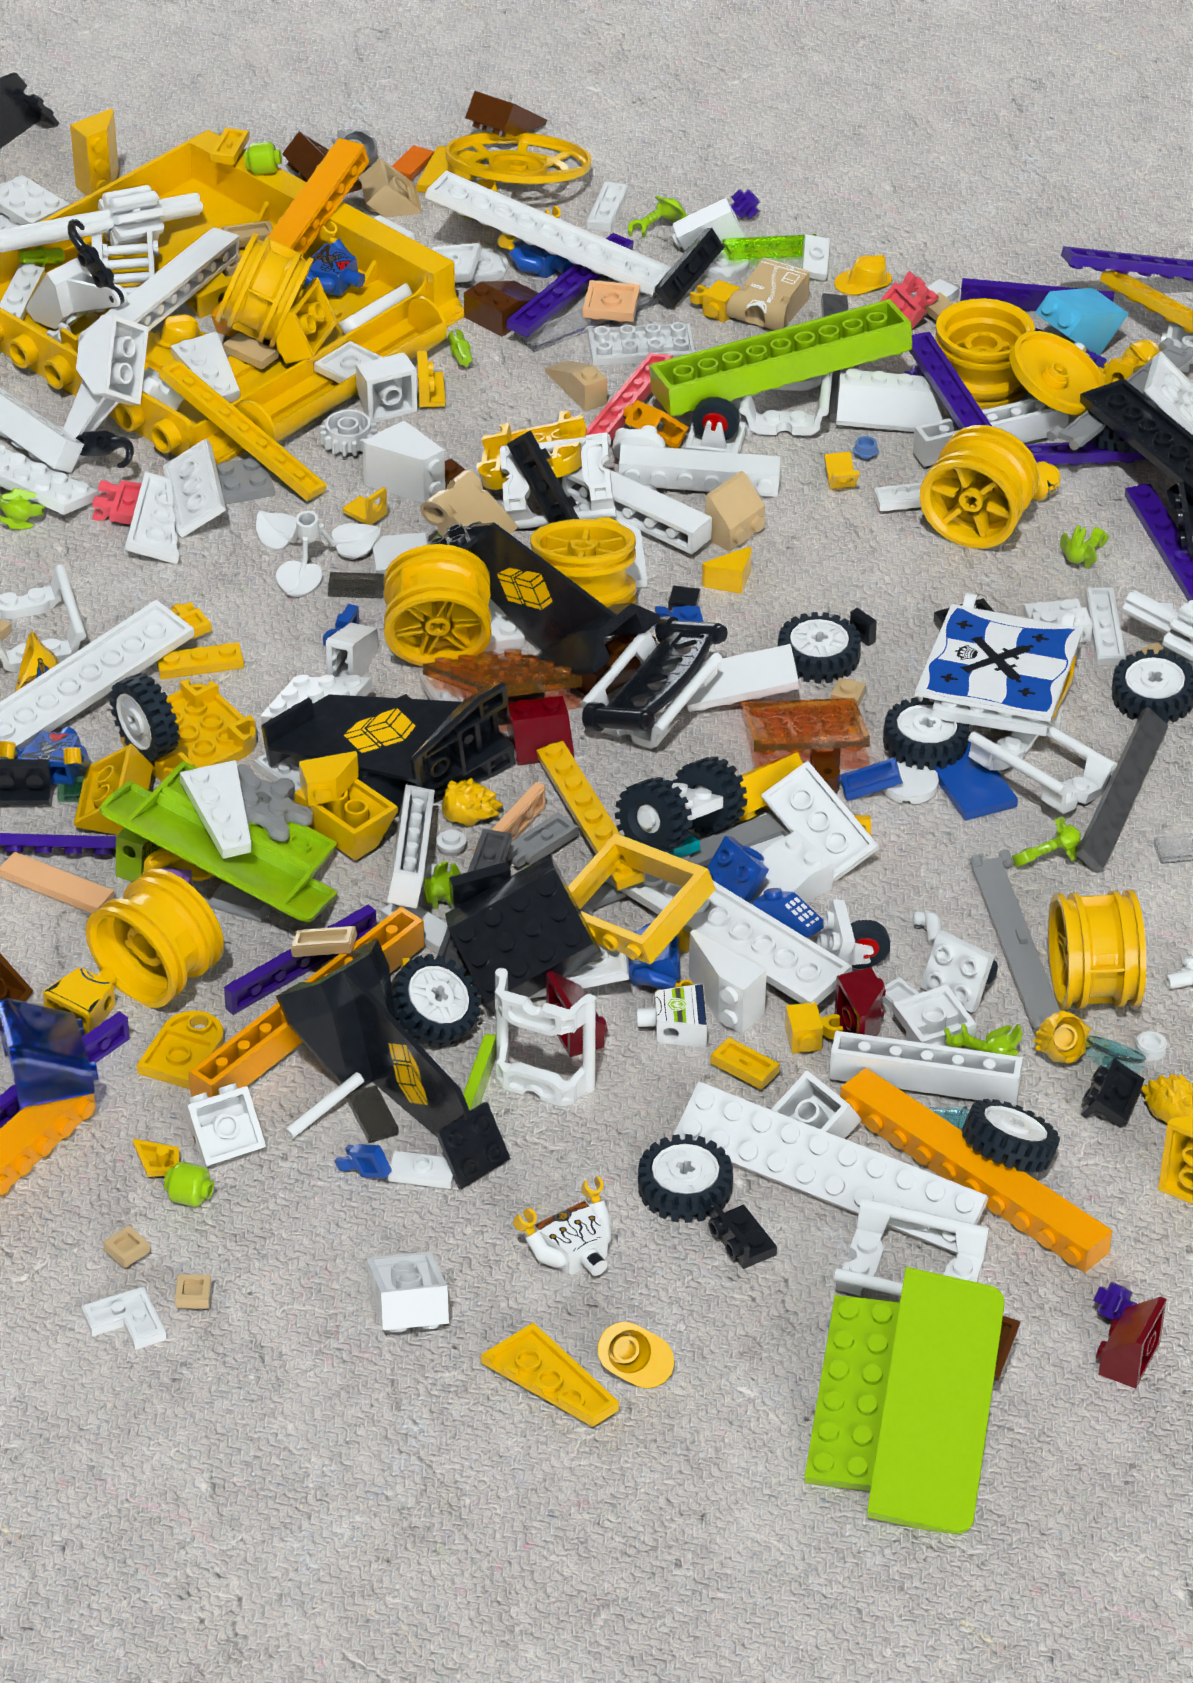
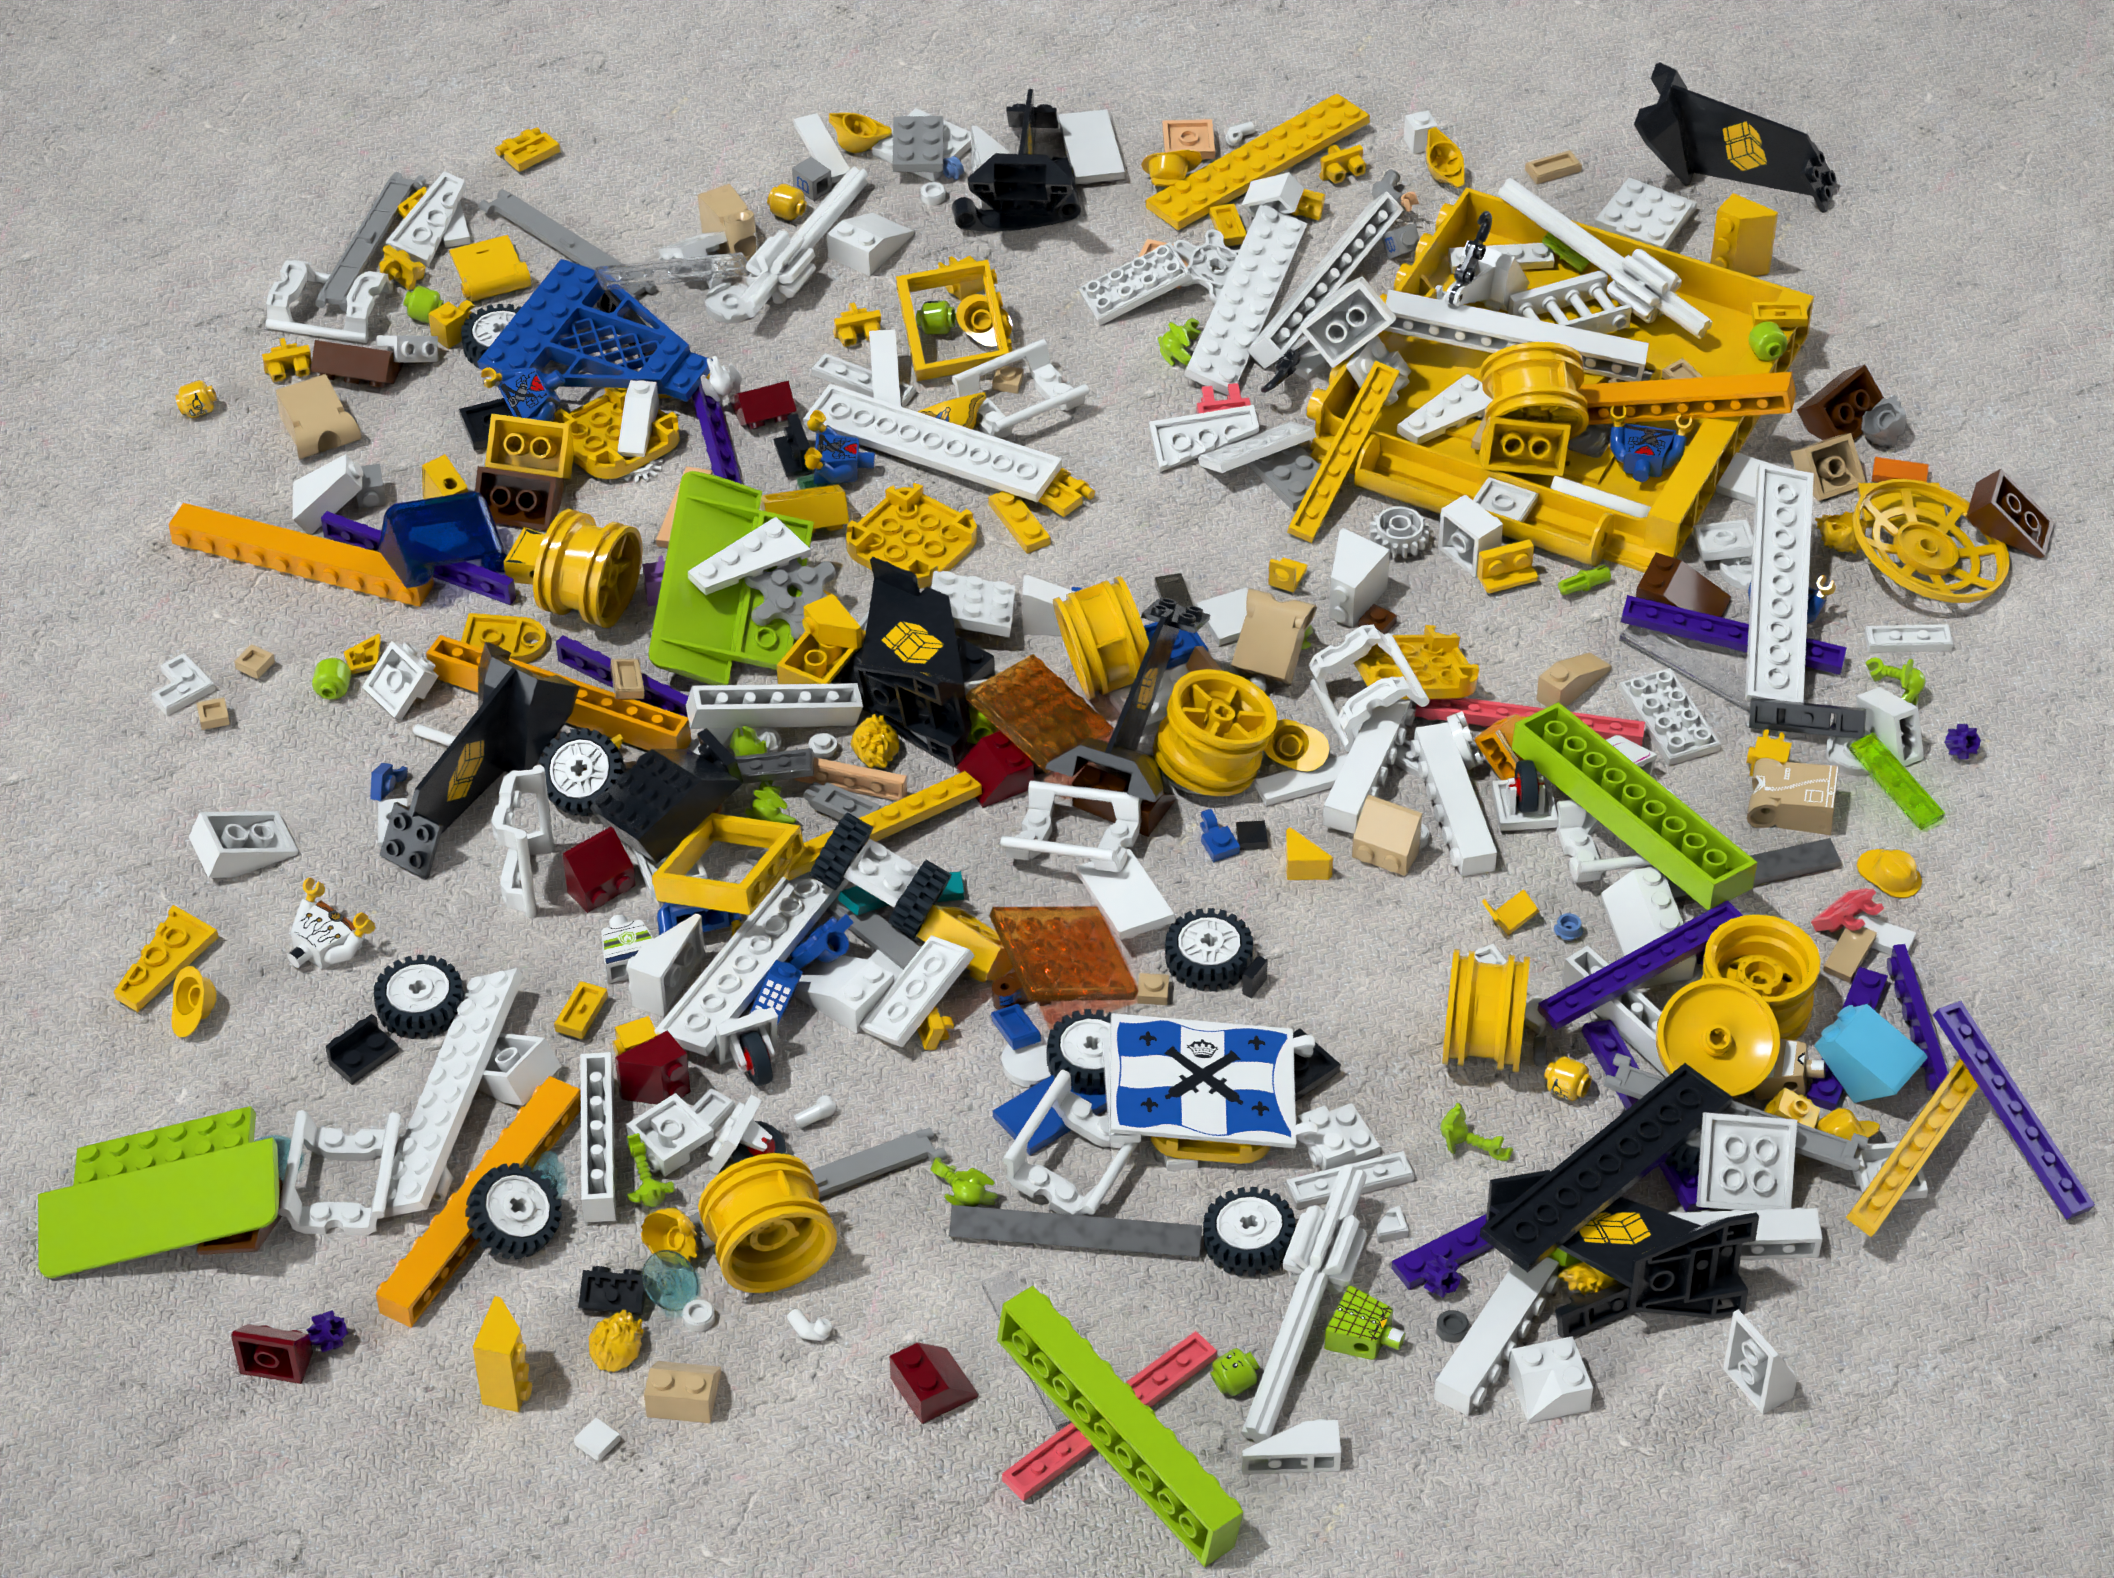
camera: 75 degrees right, 5 degrees up
(144, 716) = (874, 486): black wheel -> none
(299, 578) = (1233, 523): white plant -> none
(480, 1071) = (479, 831): lime tile -> none
(542, 478) = (1325, 698): black hinge -> none
(611, 301) = (1713, 669): light nougat plate -> none
(671, 635) = (1023, 806): black piece -> none
(815, 256) = (1895, 819): white plate -> none

